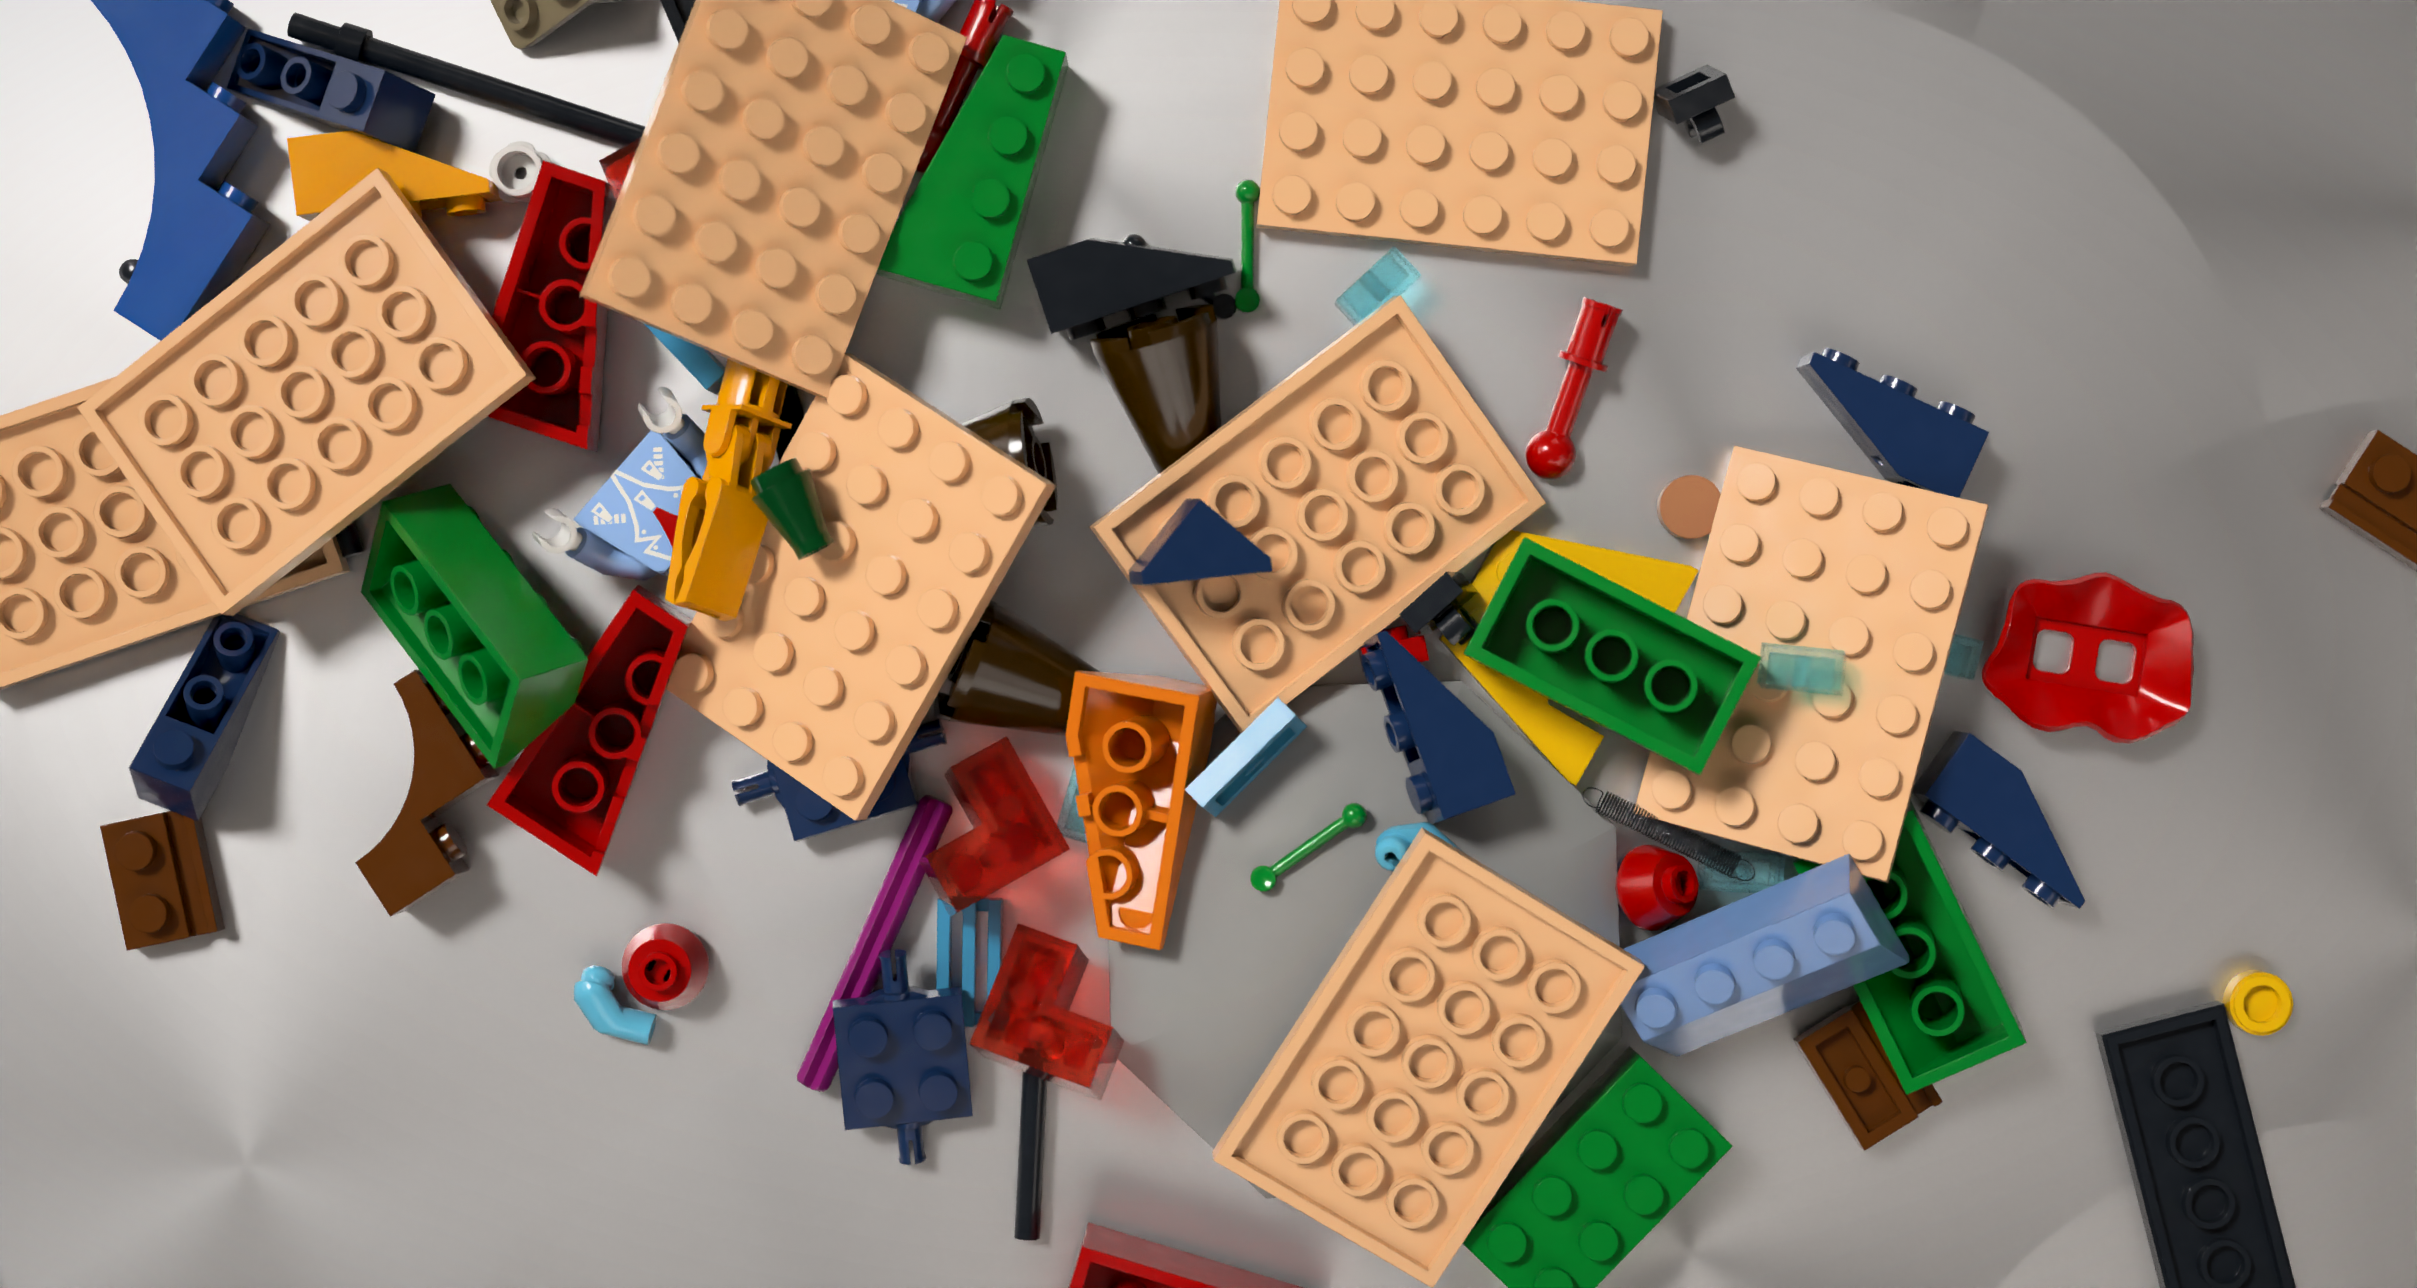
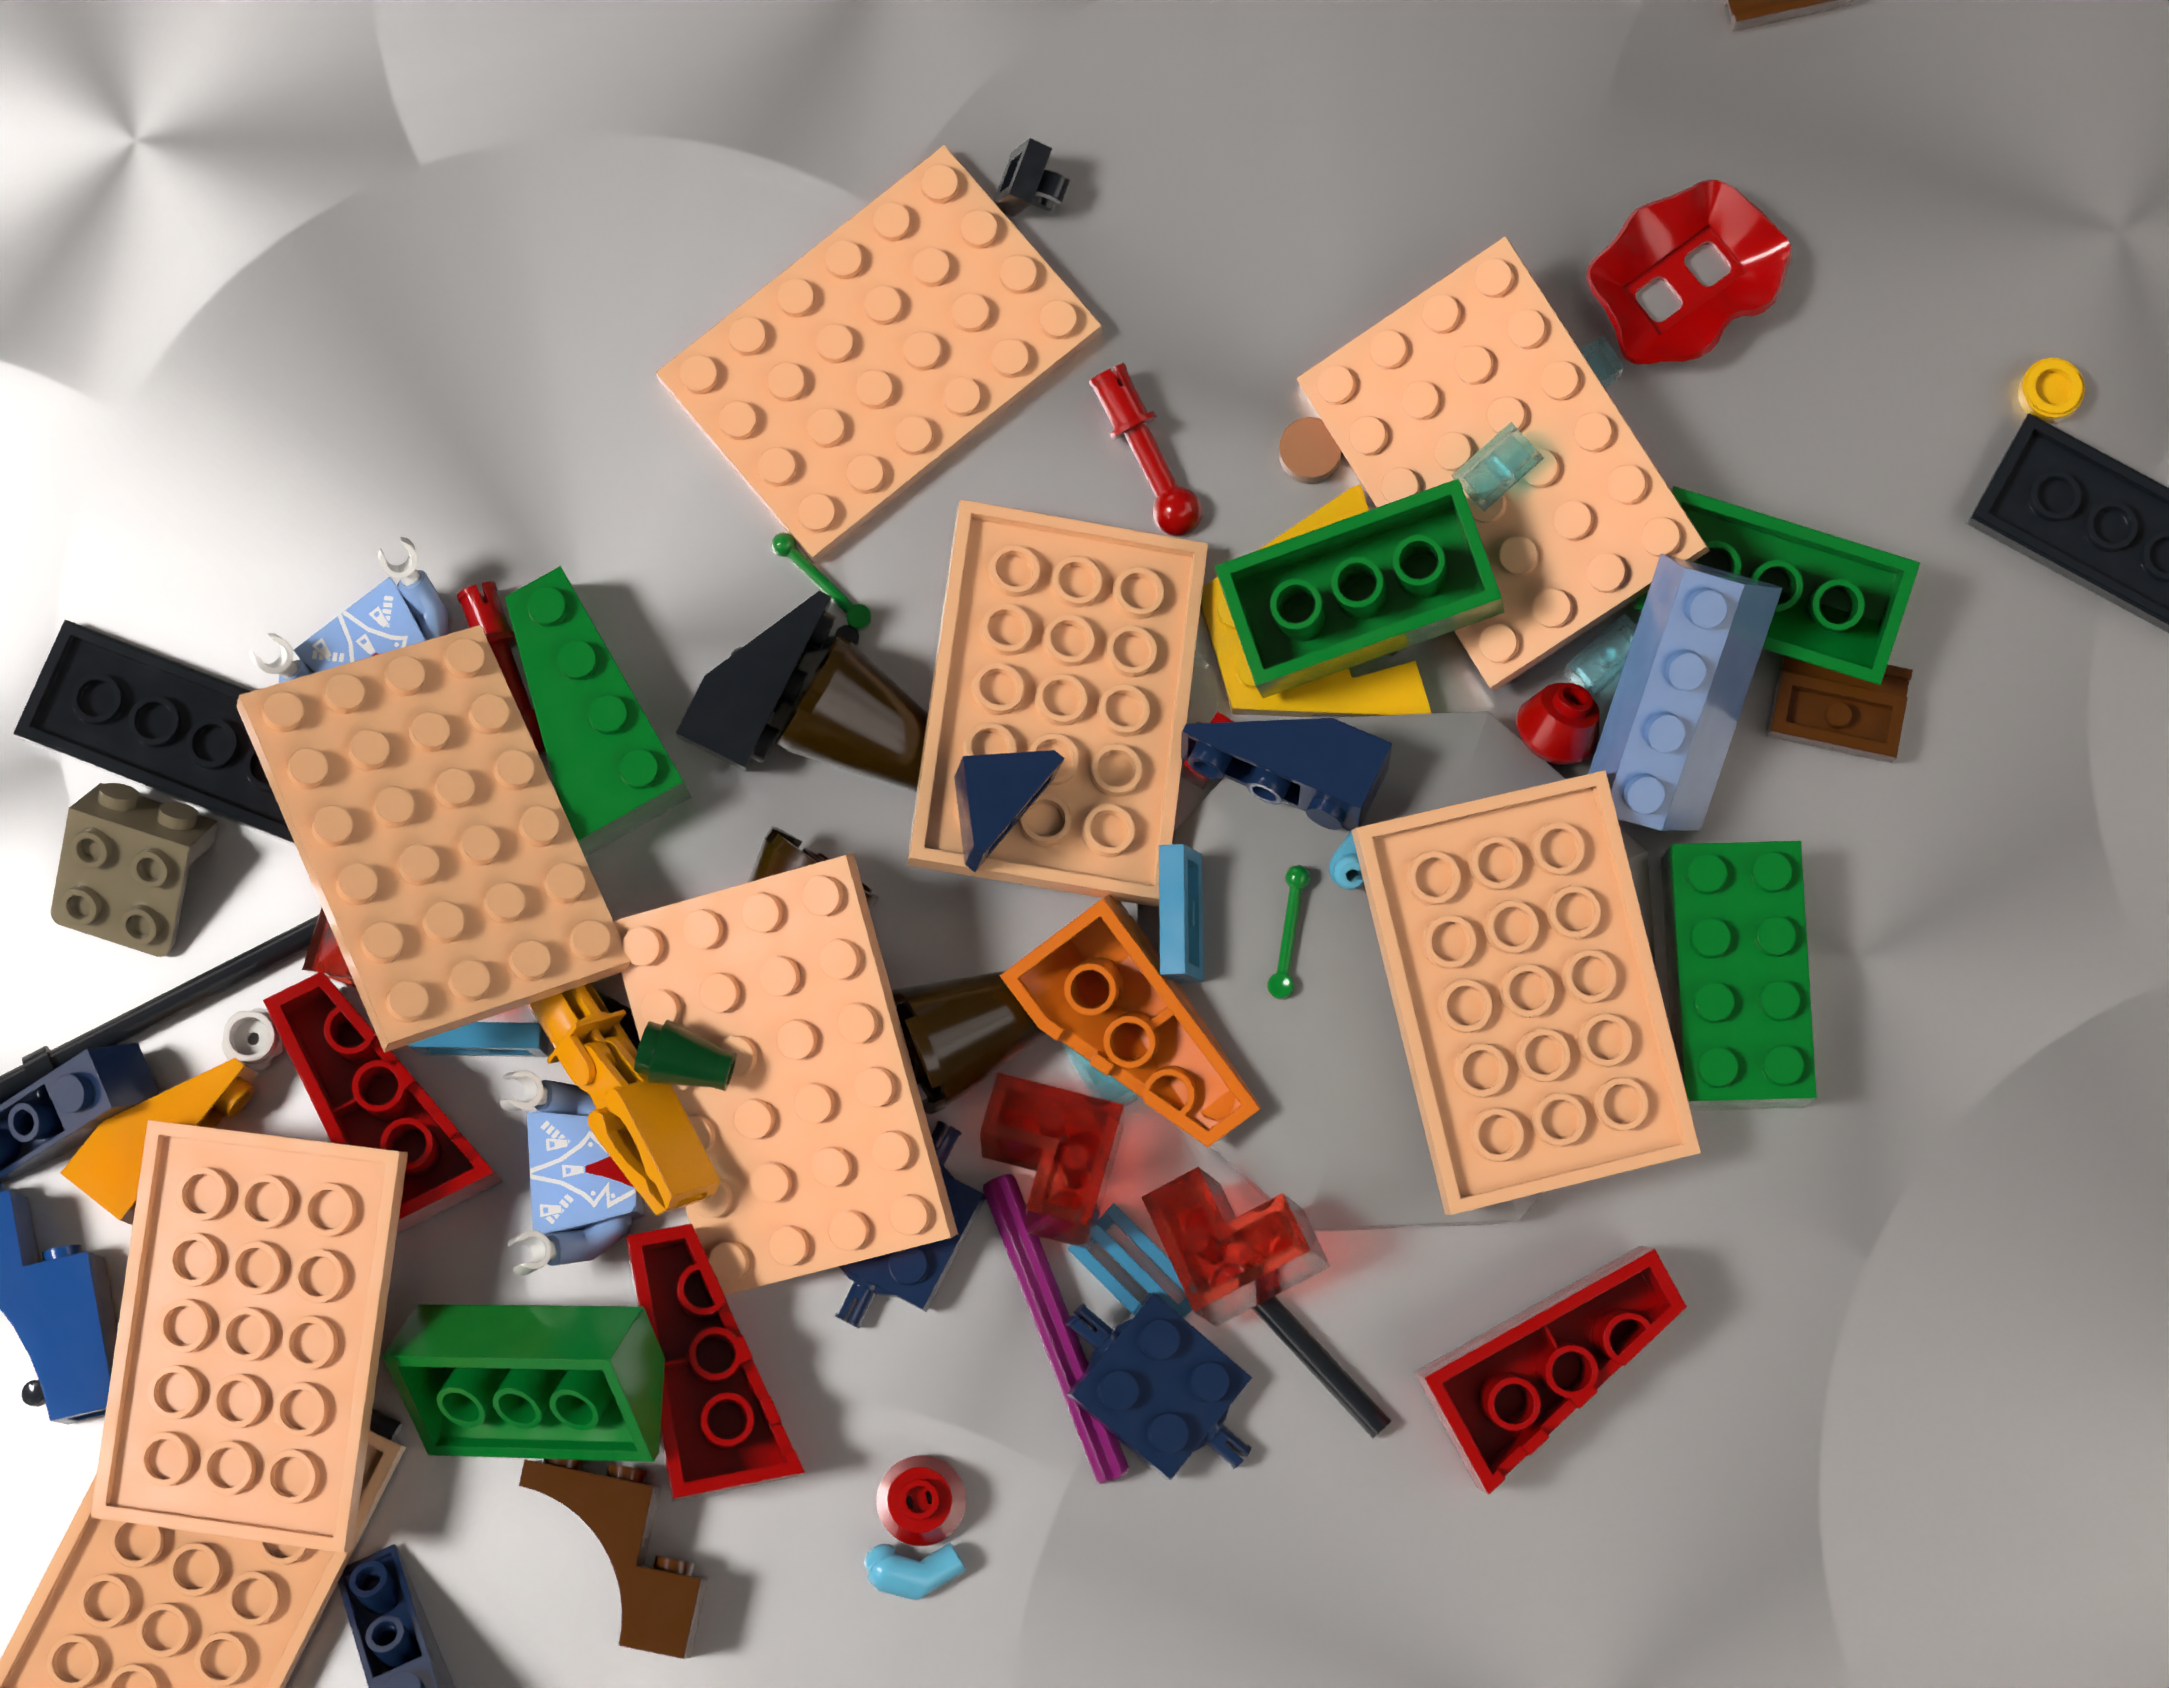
camera: 40 degrees left, 10 degrees down
(1384, 280) = (938, 516): clear light blue piece -> none
(1442, 609) = (1209, 681): black tile -> none
(1672, 829) = (1522, 679): black piece -> none
(1897, 432) = (1388, 256): dark blue slope -> none
(1994, 805) = (1732, 438): dark blue slope -> none

